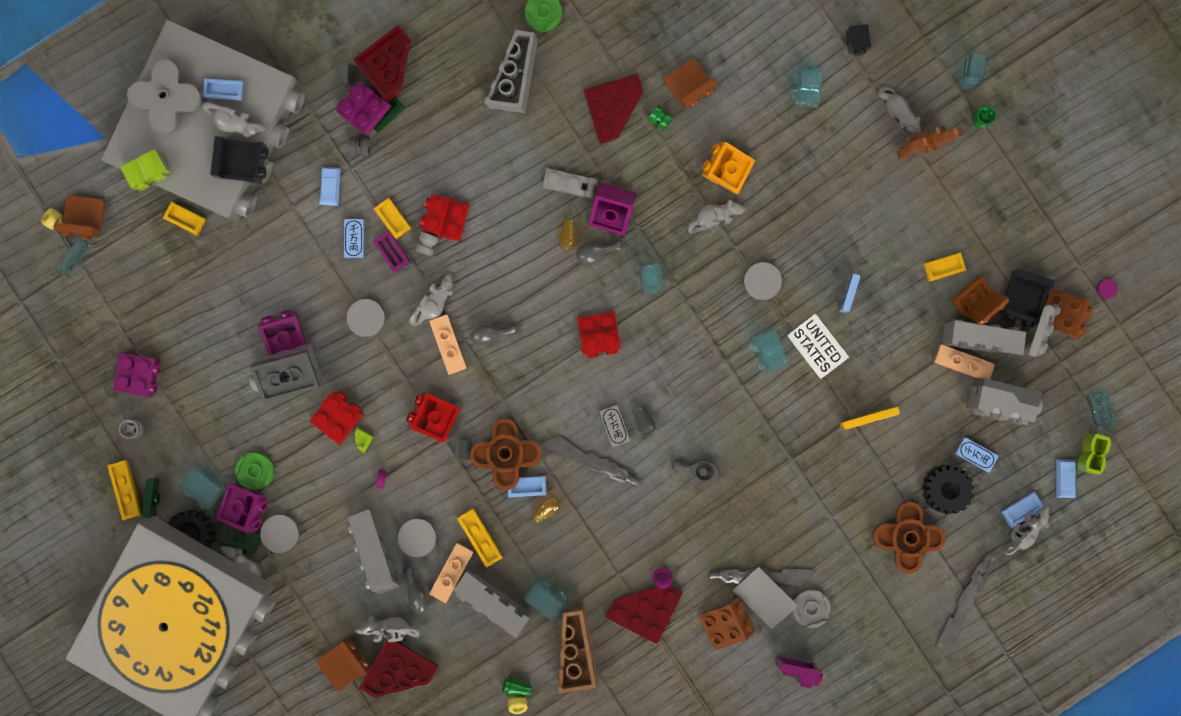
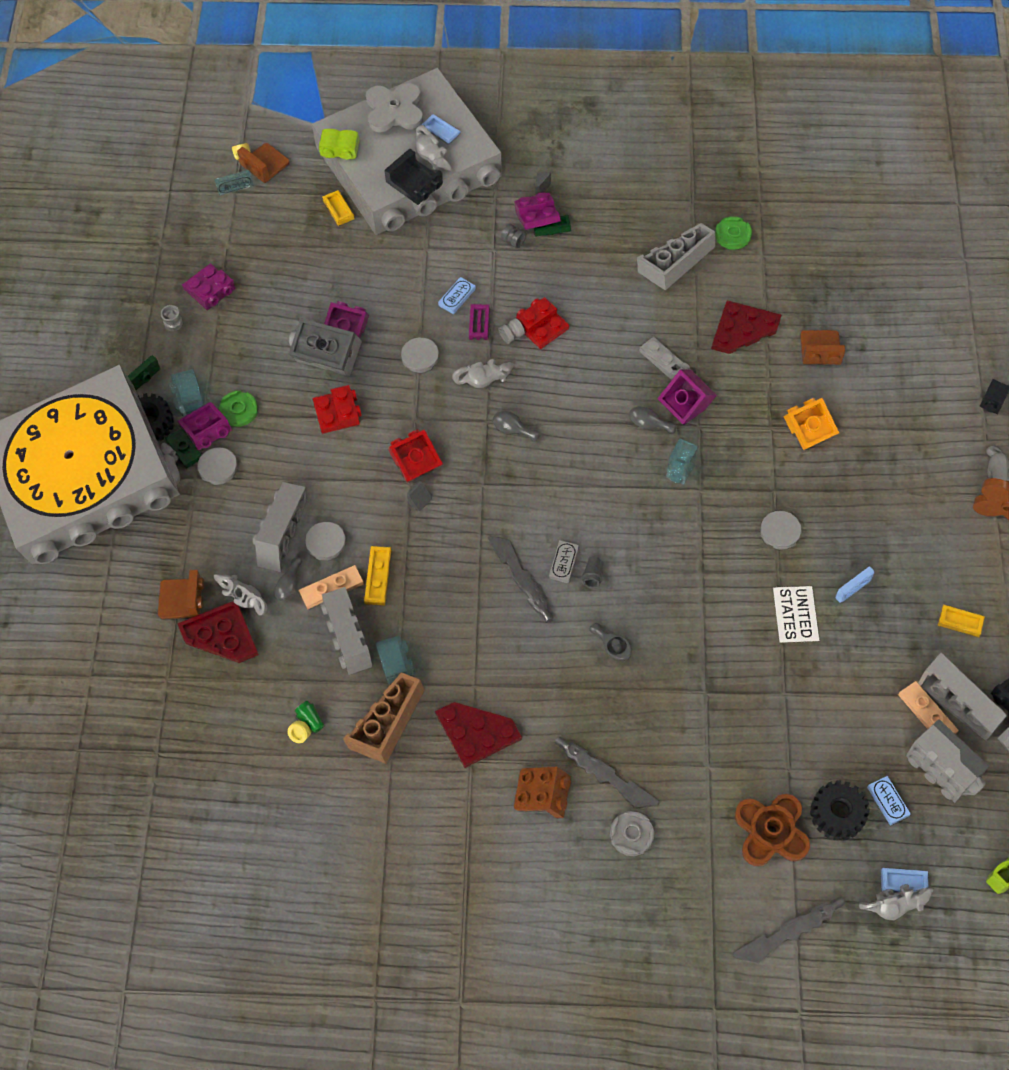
camera: 40 degrees right, 25 degrees down
(125, 490) = (131, 352): yellow tile -> none
(329, 186) = (467, 251): light blue tile -> none
(363, 439) = (343, 440): lime tile -> none
(381, 479) = (333, 475): magenta tile -> none
(386, 62) = (580, 193): dark red plate -> none
(392, 218) = (499, 300): yellow tile -> none
(448, 344) = (470, 414): light nougat plate -> none
(490, 454) = (452, 523): dark orange plant -> none
(529, 487) = (450, 560): light blue tile -> none
(546, 510) = (454, 588): clear yellow cone -> none
(568, 235) = (633, 395): clear yellow cone -> none
(599, 334) = (604, 483): red plate -> none
(660, 118) = (777, 354): green wheel -> none
(662, 578) = (512, 711): magenta tile -> none
(712, 215) = (769, 451): light grey animal -> none
(765, 597) = (594, 793): light grey sticker -> none
(769, 351) = (748, 586): clear light blue brick -> none
(804, 672) = (584, 878): magenta plate -> none
(807, 87) = (924, 405): clear light blue brick -> none
(868, 418) = (804, 699): yellow tile -> none
(978, 301) = (975, 659): dark orange bracket -> none
(1065, 478) = (968, 882): light blue tile -> none

